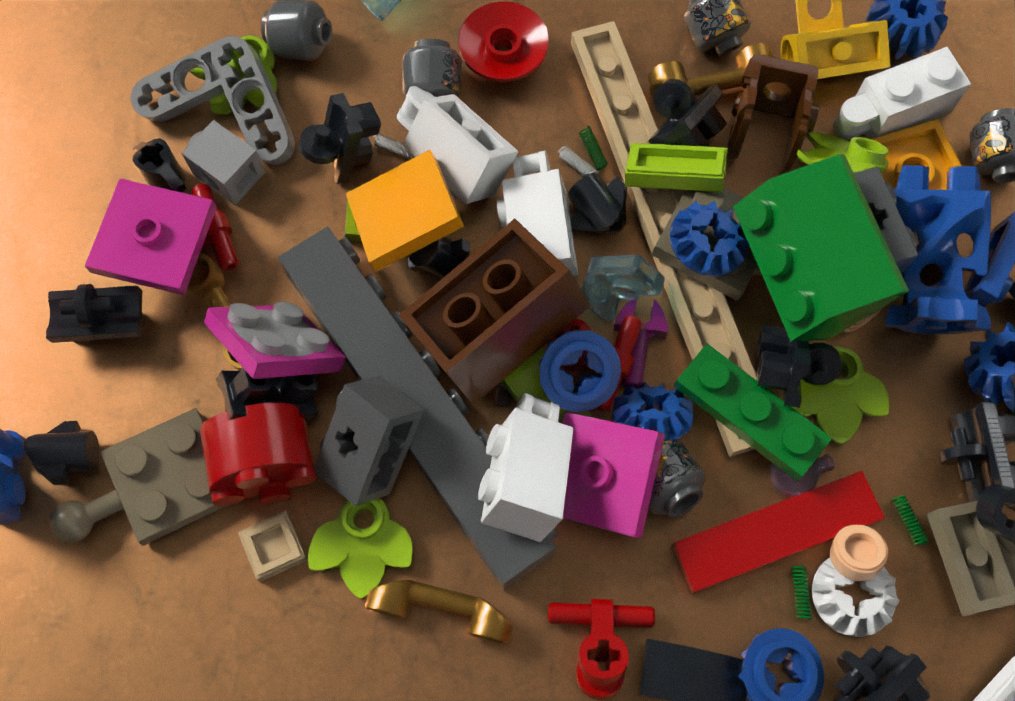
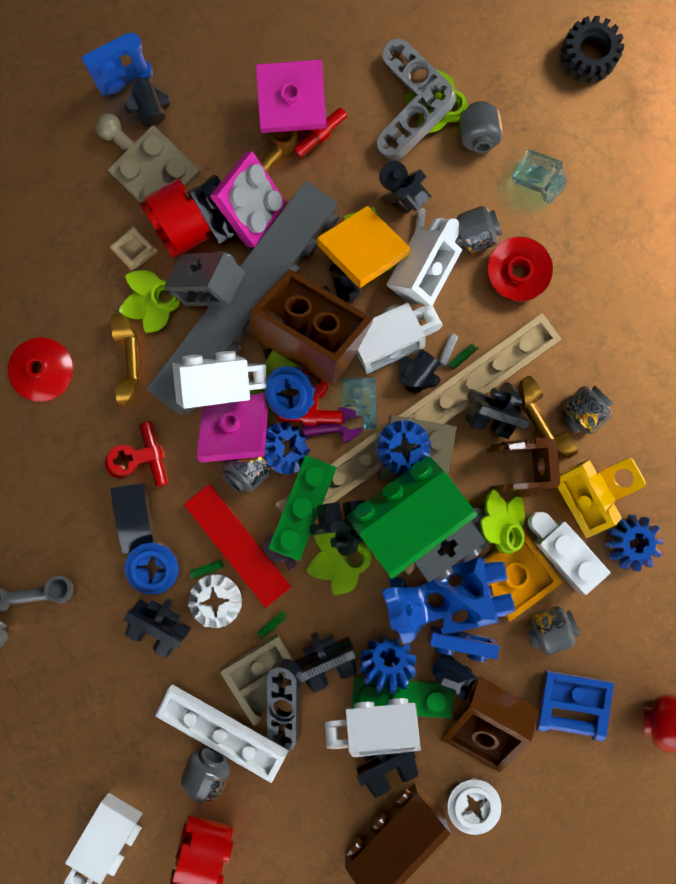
camera: 70 degrees right, 15 degrees up
(94, 313) = (235, 84): black hips -> none
(159, 165) = (348, 80): black piece -> none
(223, 162) = (366, 118): light grey brick -> none
(676, 167) = (453, 412): lime tile -> none
(858, 552) = (235, 595): light nougat tile -> none

